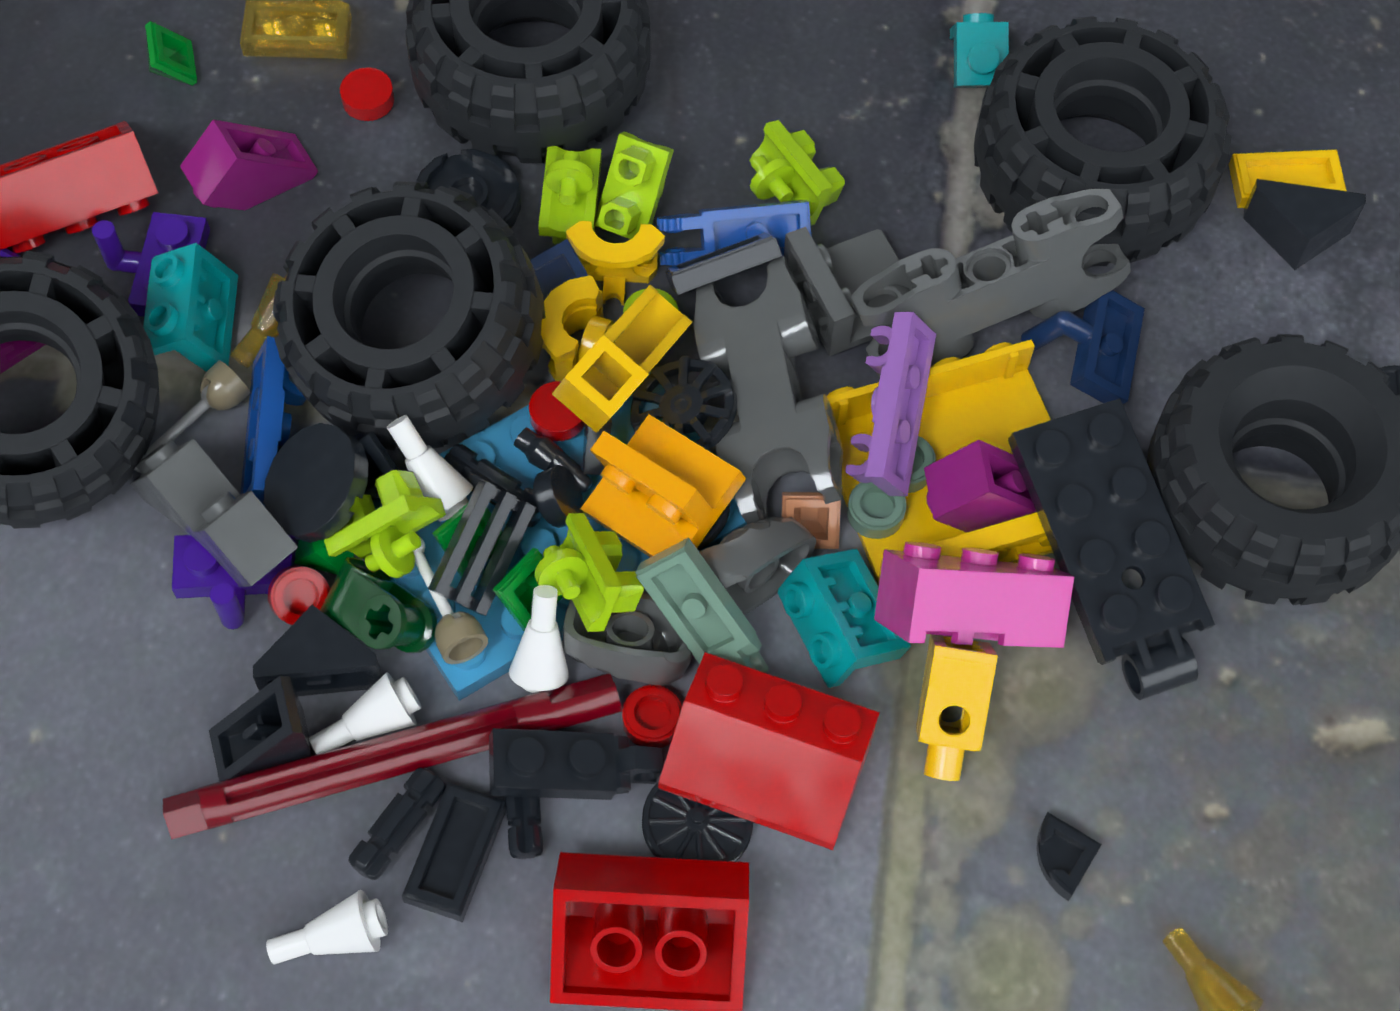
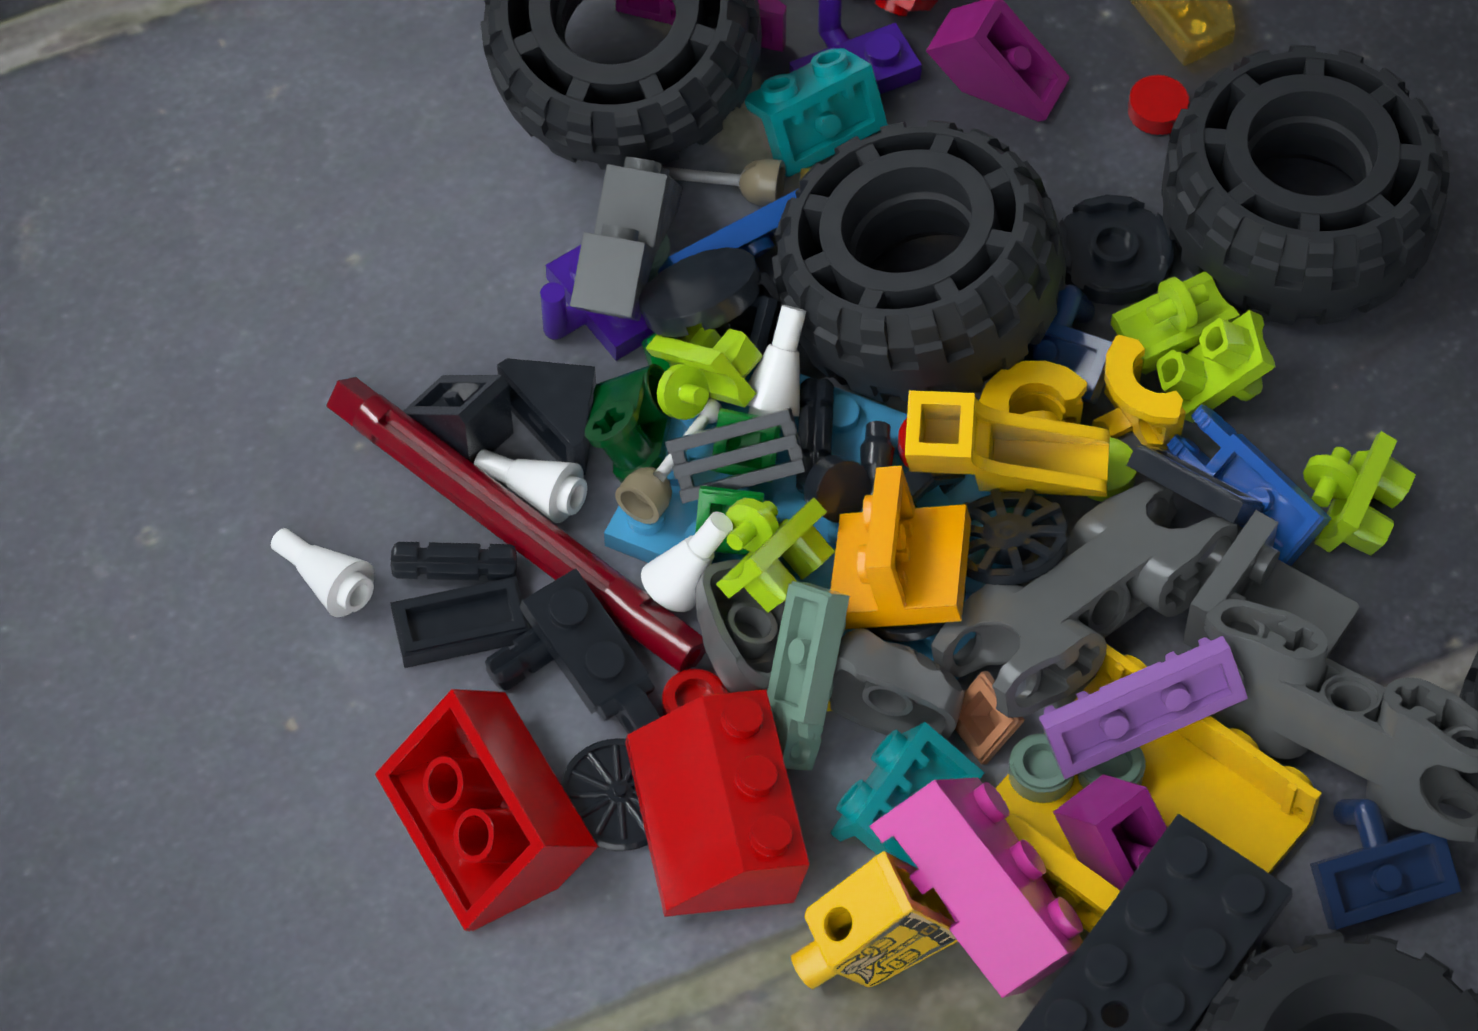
camera: 60 degrees right, 5 degrees down
(295, 591) = (610, 352): tile -> none

